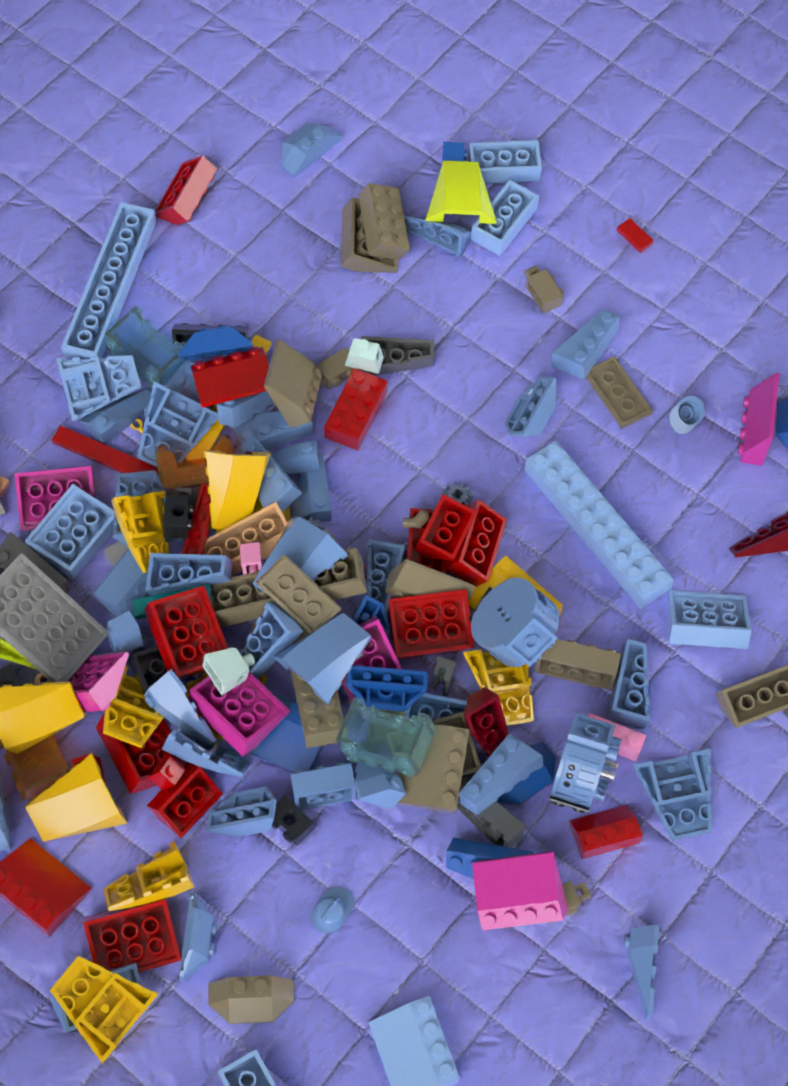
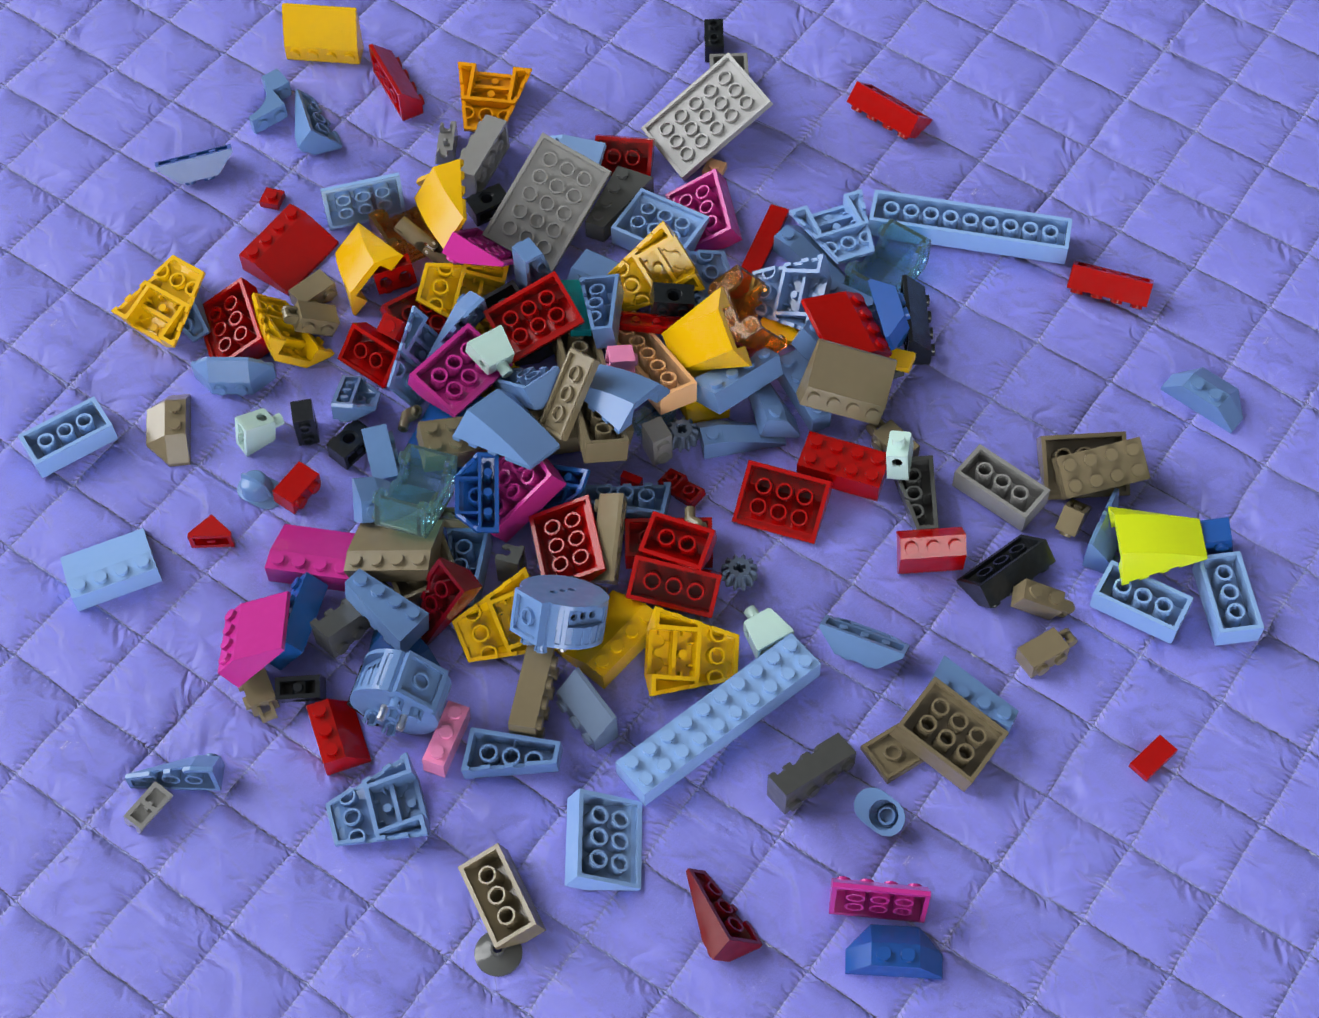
camera: 90 degrees right, 5 degrees down
(66, 739) = (418, 237): none -> dark tan piece
(97, 857) = (315, 288): none -> dark tan piece
(139, 853) = (311, 317): none -> dark tan brick
(260, 770) = (409, 415): none -> dark tan arm
(268, 859) = (304, 422): none -> black brick
(269, 908) = (256, 430): none -> light aqua torso
(338, 870) = (297, 487): none -> red brick
(360, 538) = (681, 488): none -> red slope
(383, 950) = (210, 534): none -> red slope
(387, 459) = (782, 501): none -> red slope
(390, 296) = (1000, 487): none -> light grey brick
(414, 851) = (311, 551): none -> dark pink slope
(422, 252) = (1072, 518): none -> dark tan slope
(449, 349) = (931, 550): none -> red slope
(466, 305) = (999, 573): none -> black slope
(501, 283) = (1040, 600): none -> dark tan brick
(516, 483) = (764, 629): none -> light aqua torso
(541, 544) = (686, 653): none -> yellow wedge
(566, 857) = (300, 688): none -> black brick
(592, 620) = (587, 710): none -> sand blue slope
(623, 357) = (949, 734): none -> dark tan slope
(650, 461) = (810, 773): none -> dark grey wedge
(677, 995) = (147, 807): none -> light grey hinge

